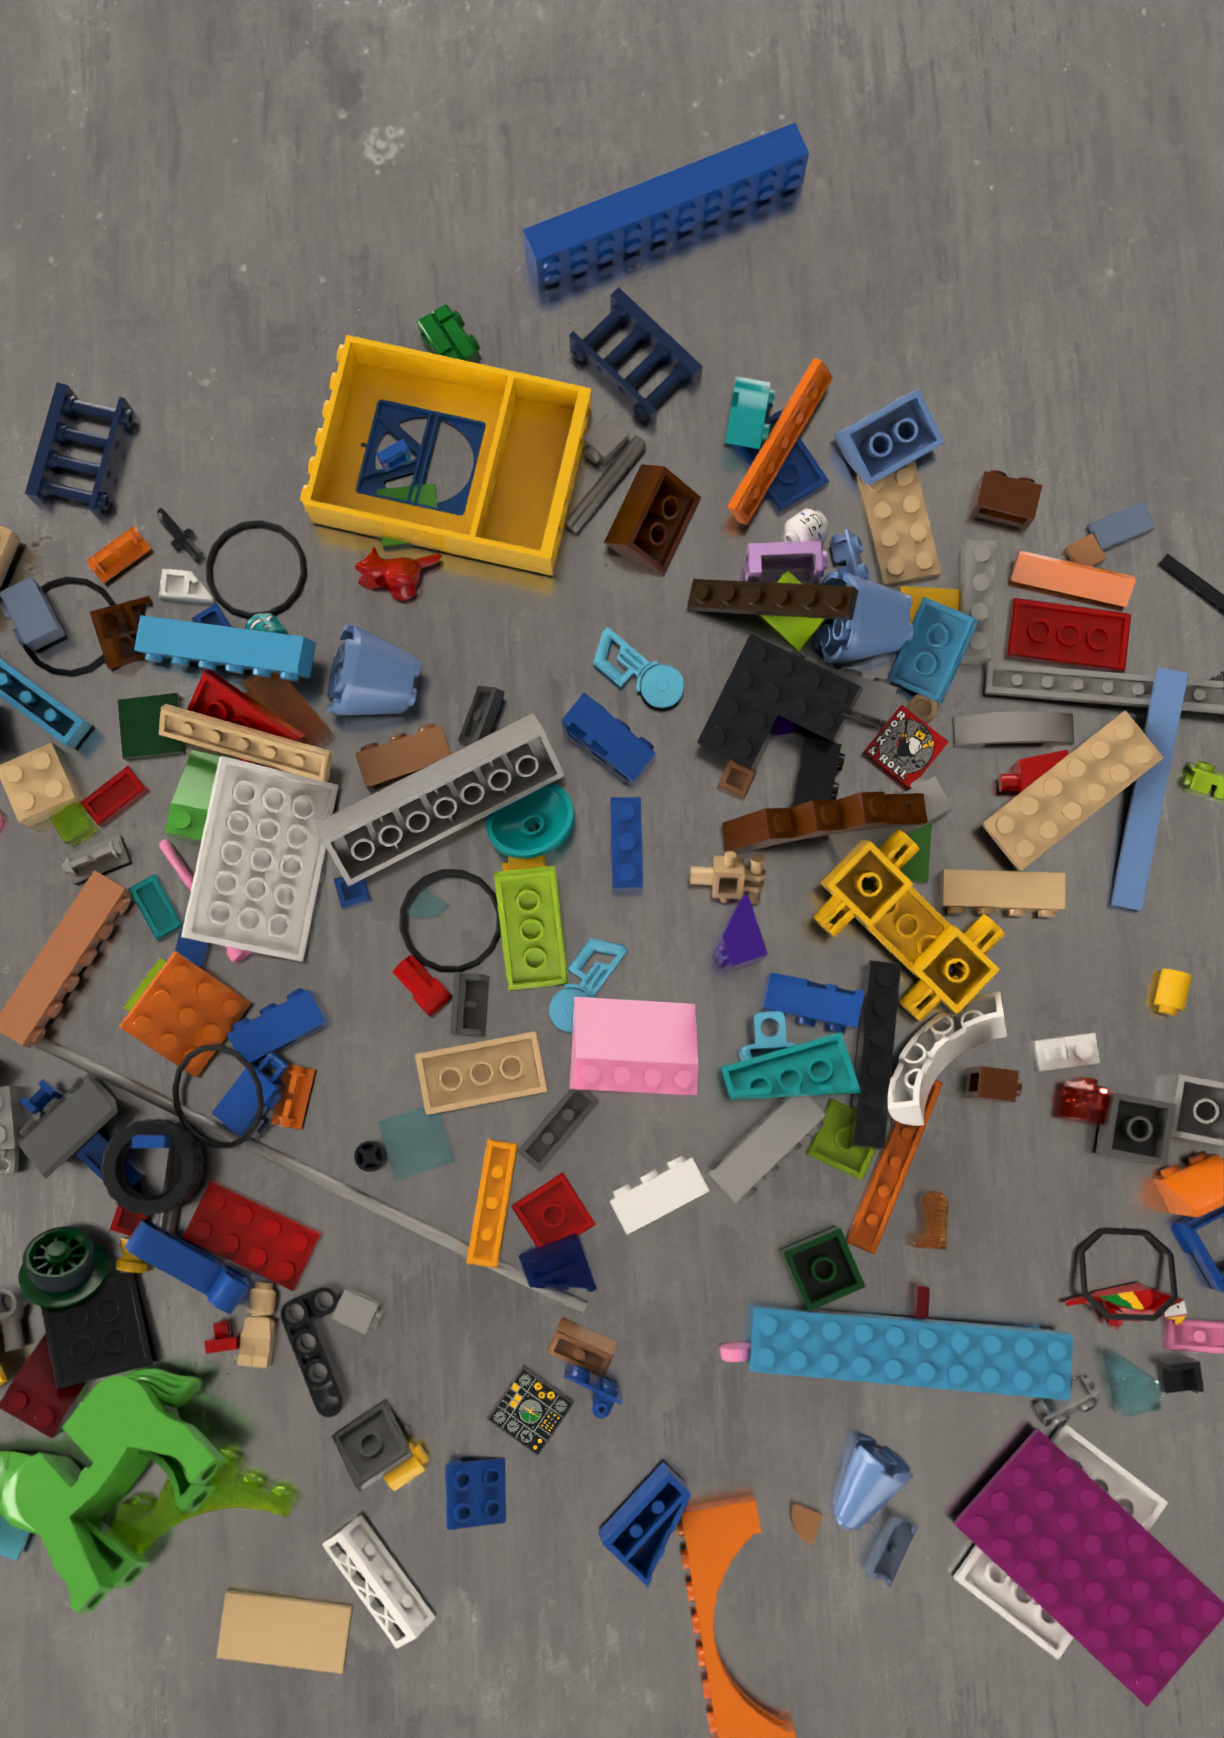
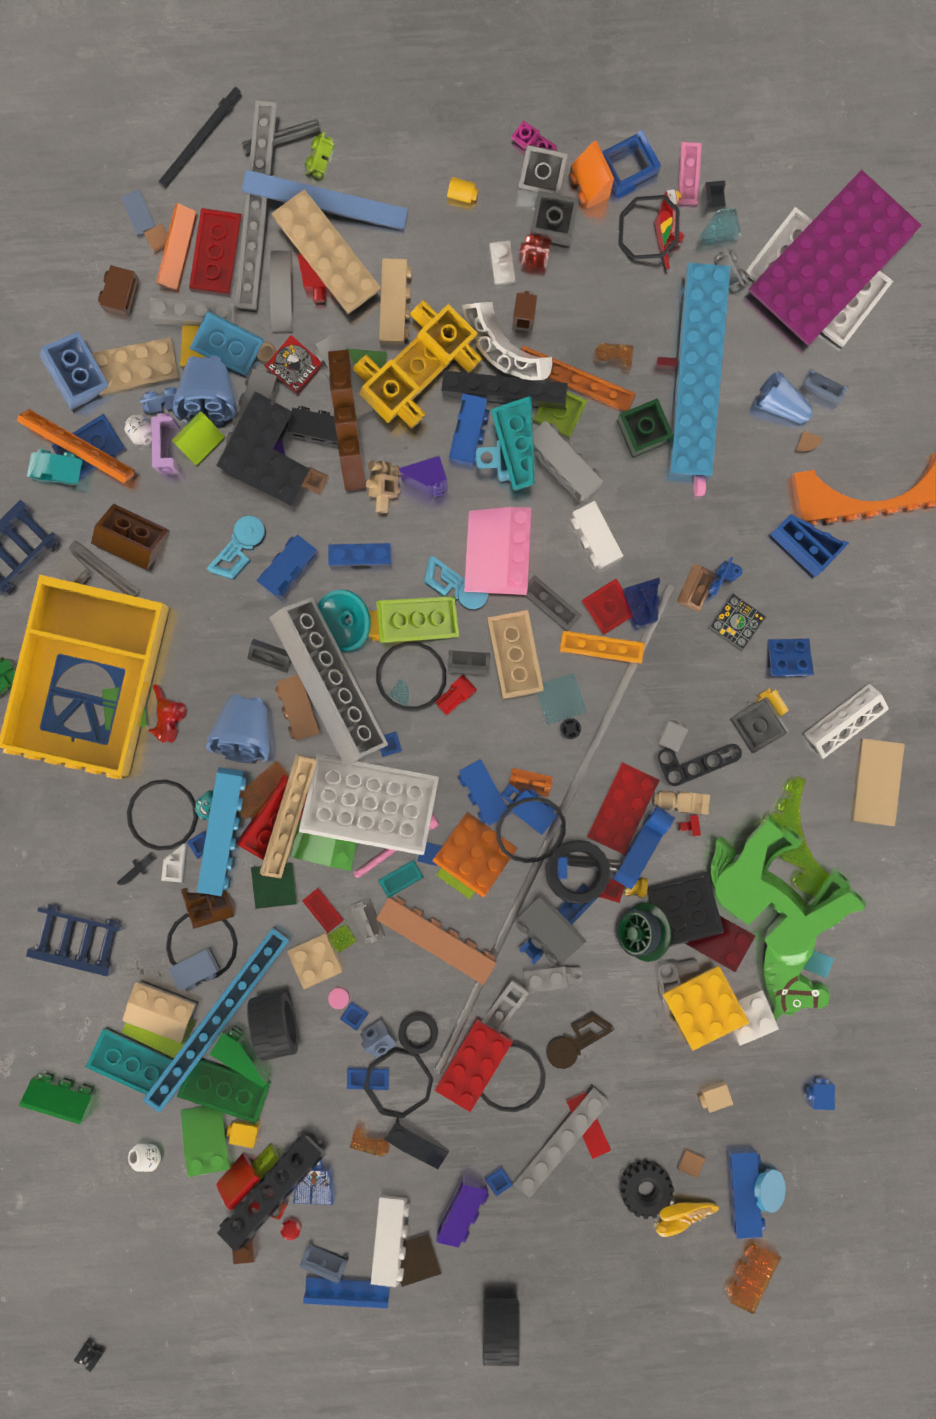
camera: 90 degrees left, 5 degrees up
(118, 554) = (150, 911): orange hinge -> none
(394, 455) = (87, 711): blue tile -> none
(773, 599) = (191, 451): dark brown plate -> none

